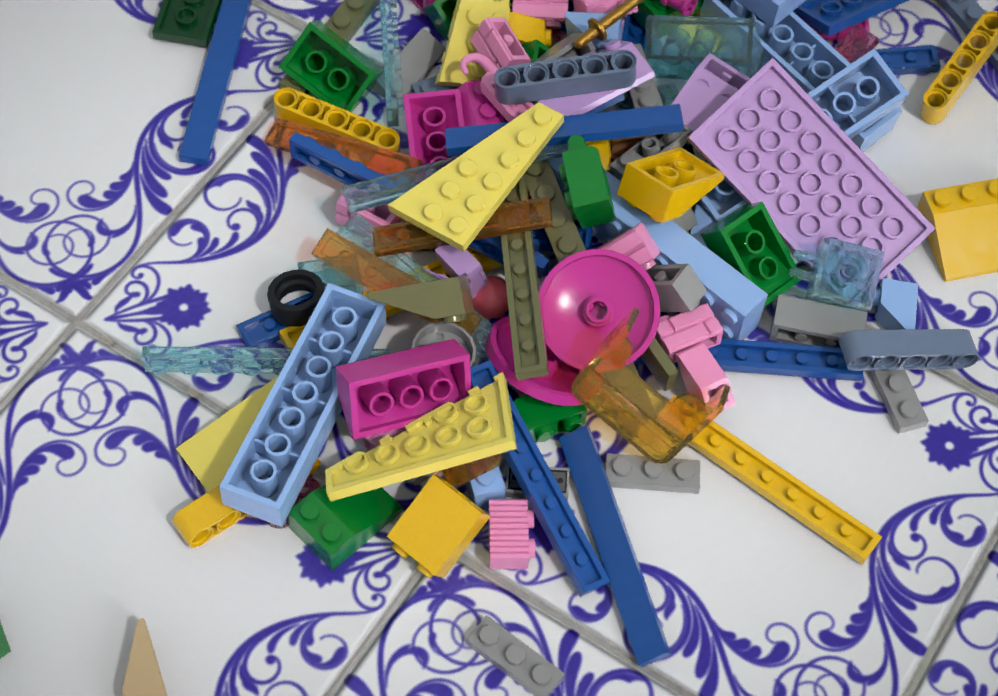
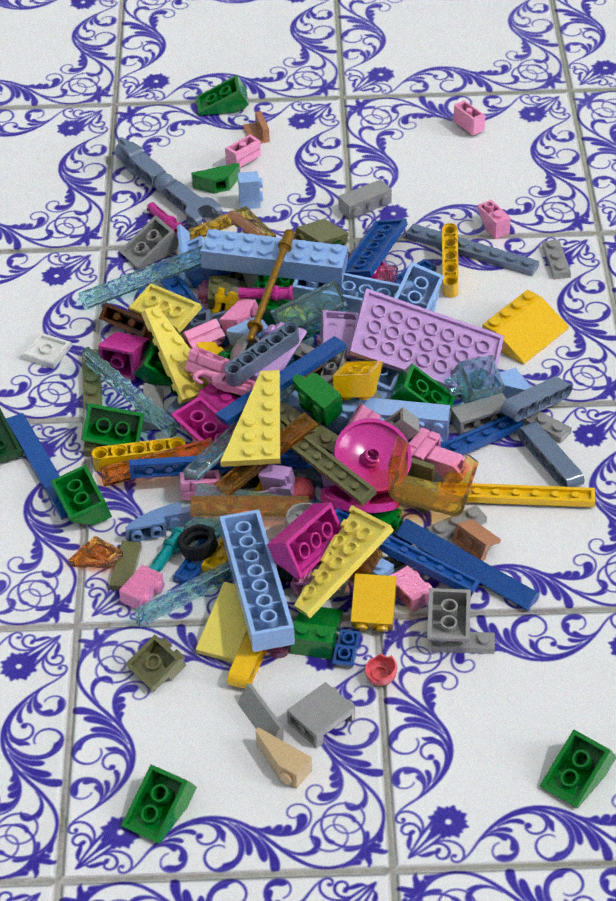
camera: 30 degrees left, 15 degrees down
(112, 438) = (156, 662): none -> olive plate
(172, 237) = (96, 554): none -> clear orange wing
(173, 599) = (259, 712): none -> light grey slope
(184, 318) = (141, 587): none -> bright pink brick
(196, 274) = (126, 565): none -> olive tile
(215, 147) = (81, 497): none -> green slope
(244, 646) = (320, 713): none -> light grey panel
(249, 288) = (170, 547): none -> teal pin
(274, 236) = (157, 521): none -> medium blue slope
(358, 570) = (346, 648): none -> blue slope
(369, 633) = (381, 670): none -> coral hair
(434, 299) = (283, 494): olive slope -> none
(515, 614) = (449, 615): none -> light grey slope
(655, 511) = (474, 538): none -> nougat panel
(862, 448) = (550, 455): none -> sand blue beam

